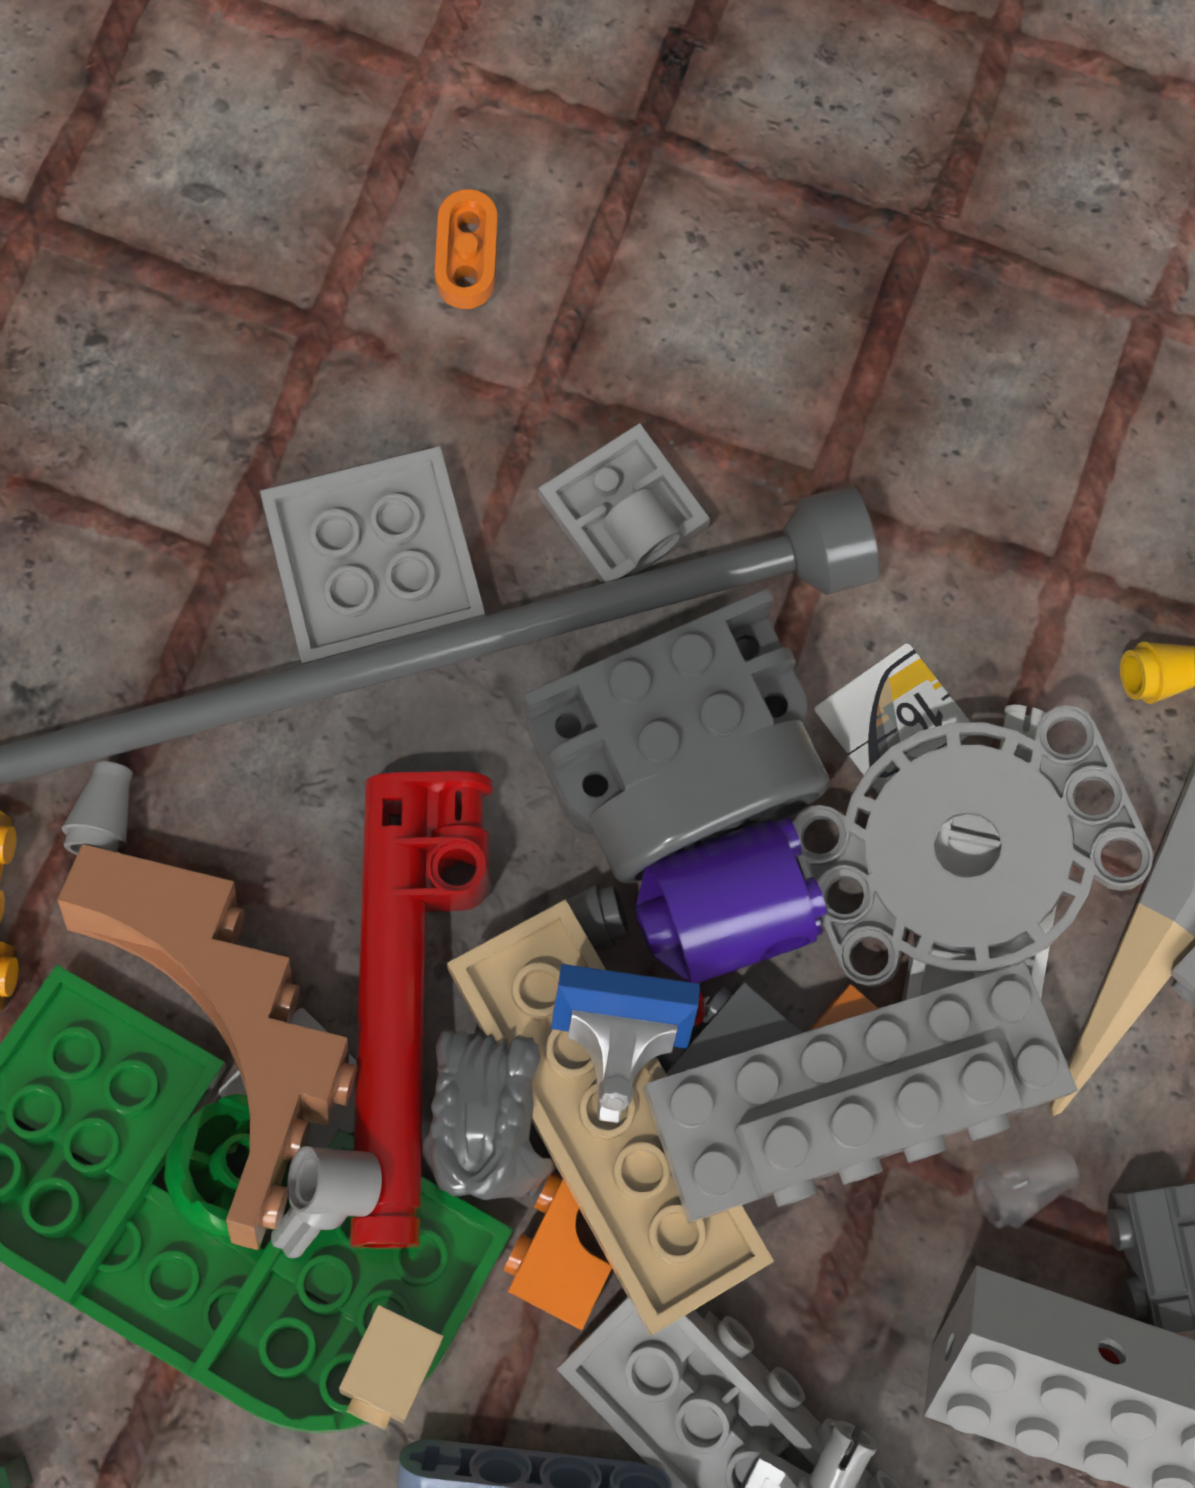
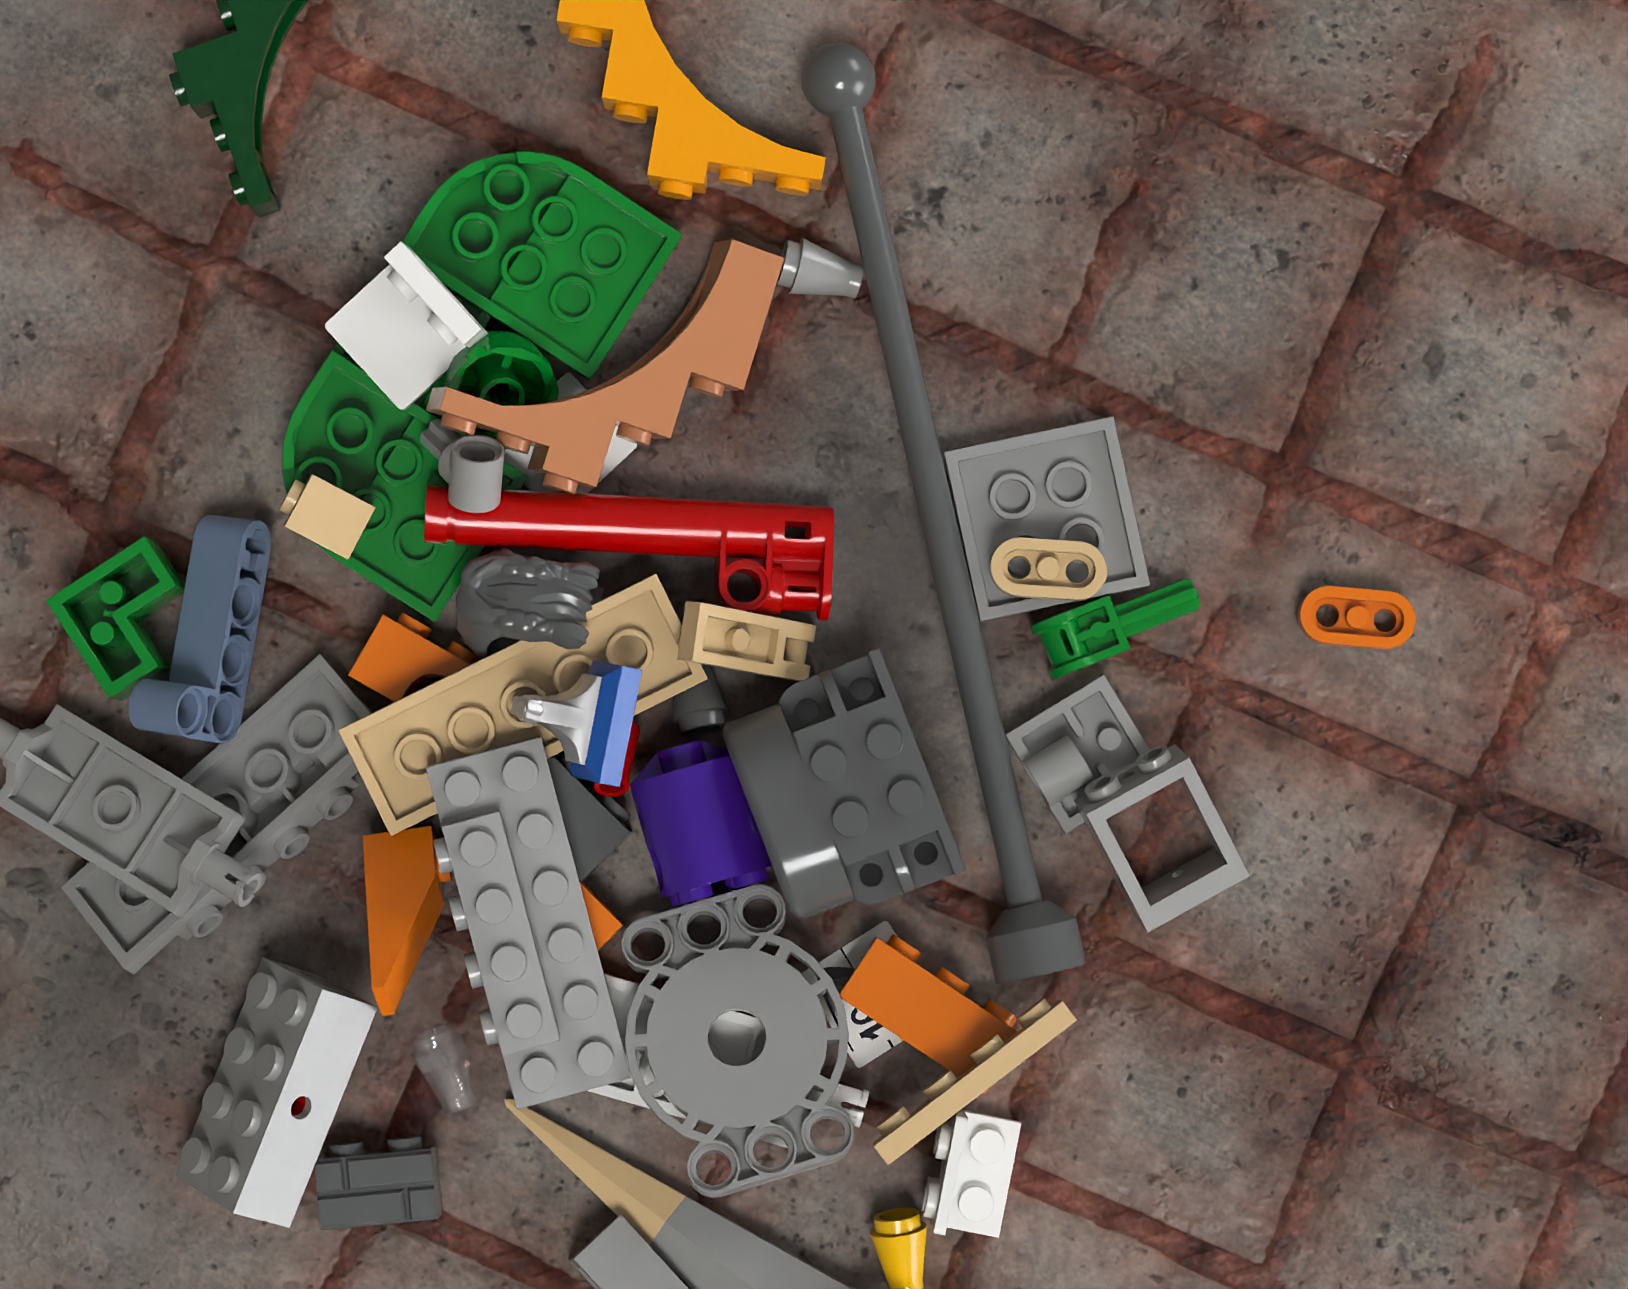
camera: 95 degrees right, 10 degrees up
(156, 1282) = (404, 327): none -> white bracket
(426, 546) = (1047, 569): none -> tan plate
(488, 494) = (1102, 630): none -> green connector
(520, 864) = (745, 641): none -> tan plate
(749, 390) = (1185, 885): none -> light grey window
(852, 1246) = (402, 907): none -> orange slope
(911, 647) = (922, 1006): none -> orange brick
(1005, 600) = (951, 1094): none -> tan plate
(1080, 603) = (973, 1173): none -> white bracket

